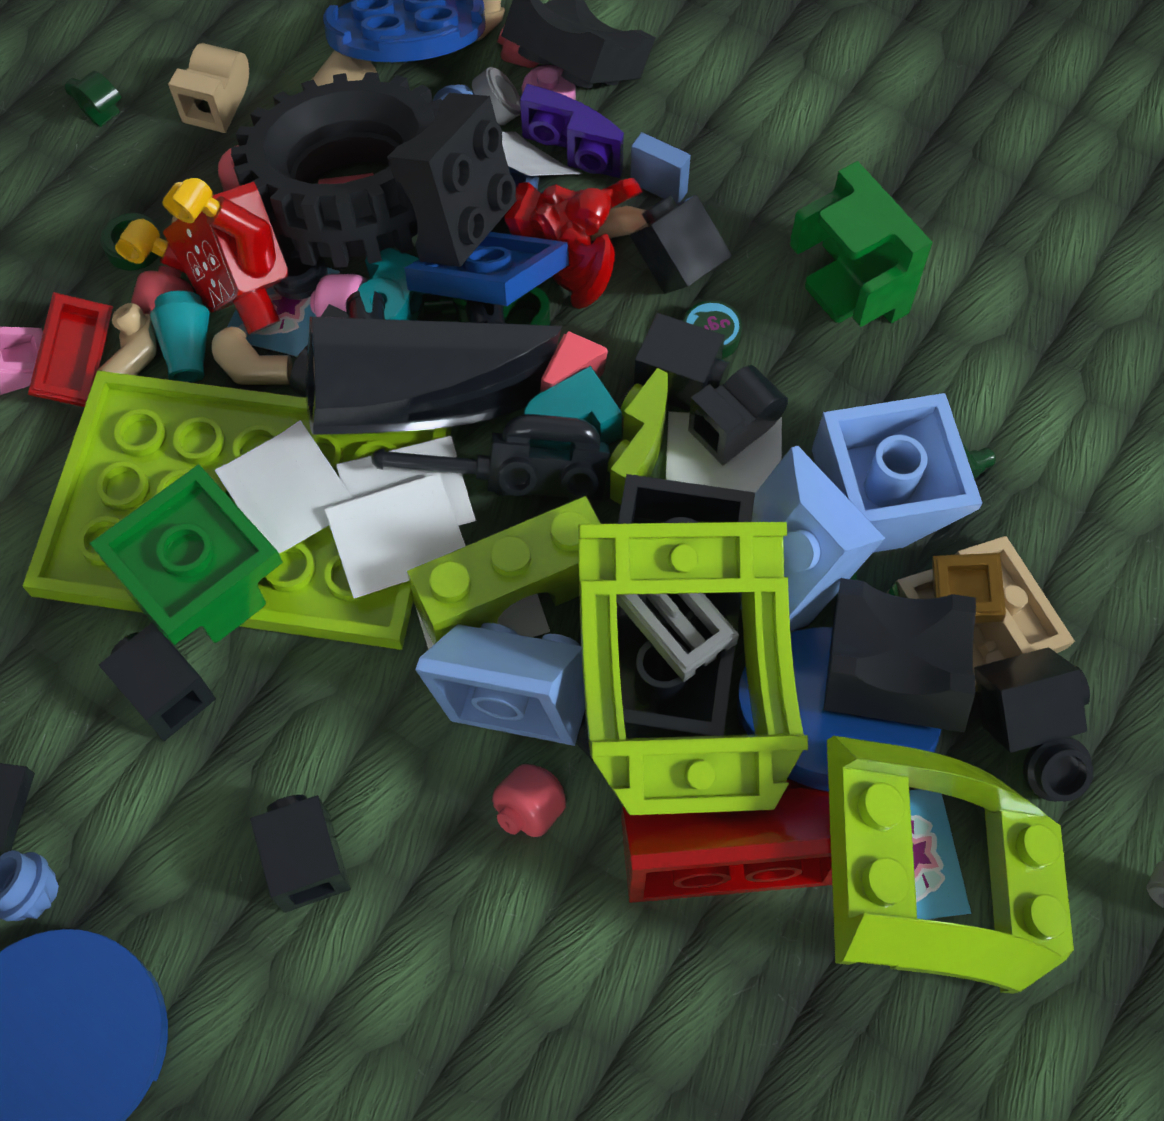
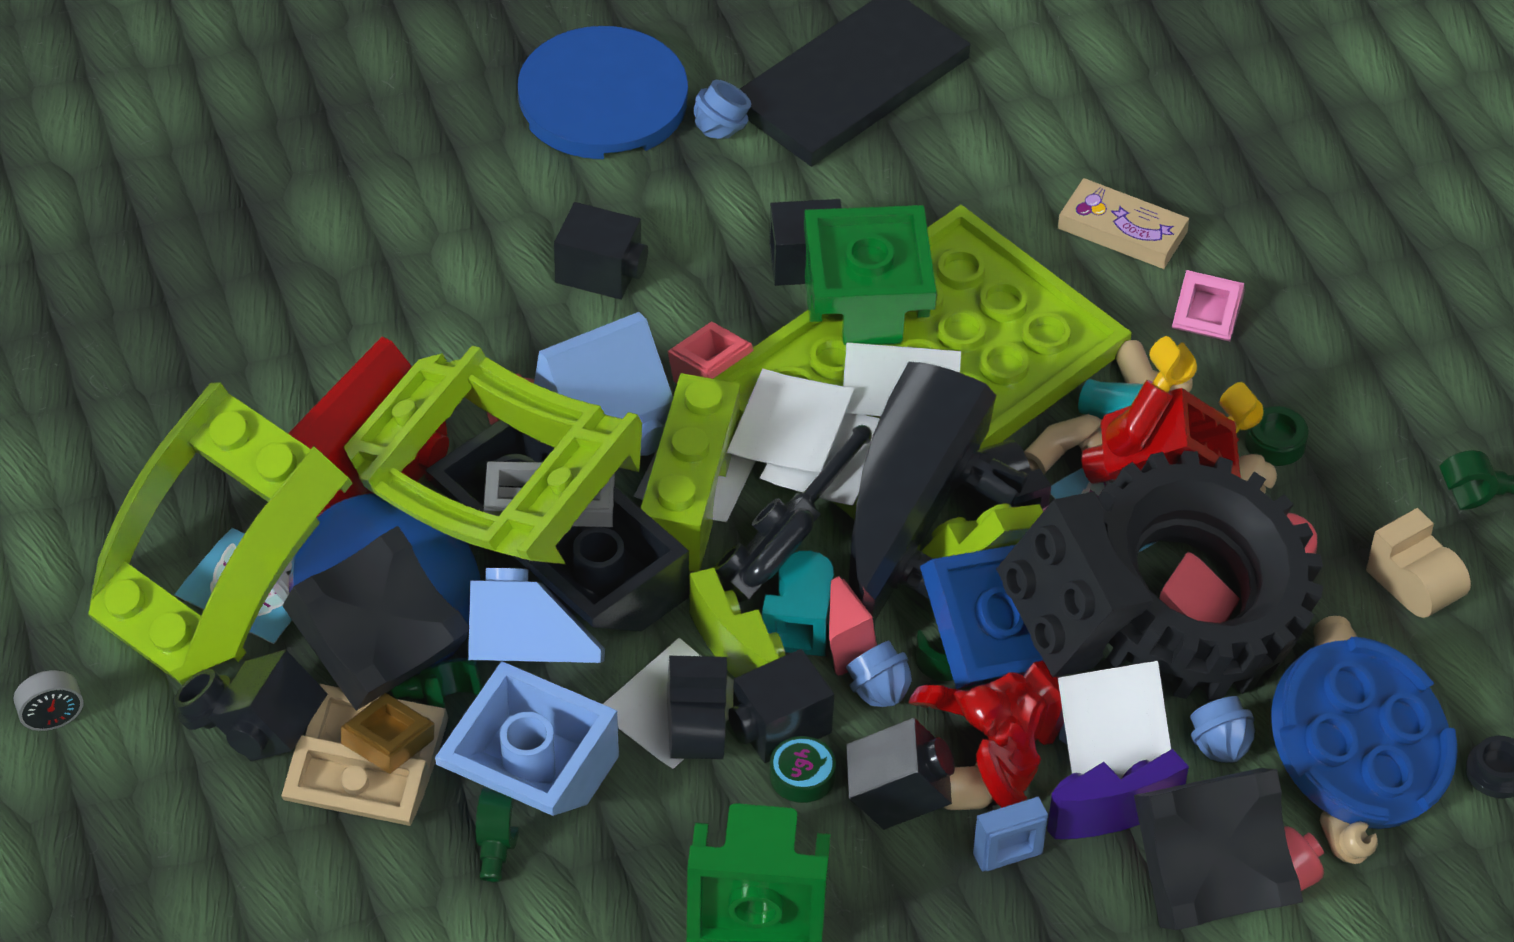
camera: 125 degrees right, 15 degrees down
(70, 349) = (1158, 315): red tile -> none
(367, 653) = (707, 352): none -> coral slope
(423, 283) = (993, 529): none -> lime slope
(502, 93) = (1214, 757): light grey tile -> none
(594, 322) = (880, 675): none -> medium blue plate

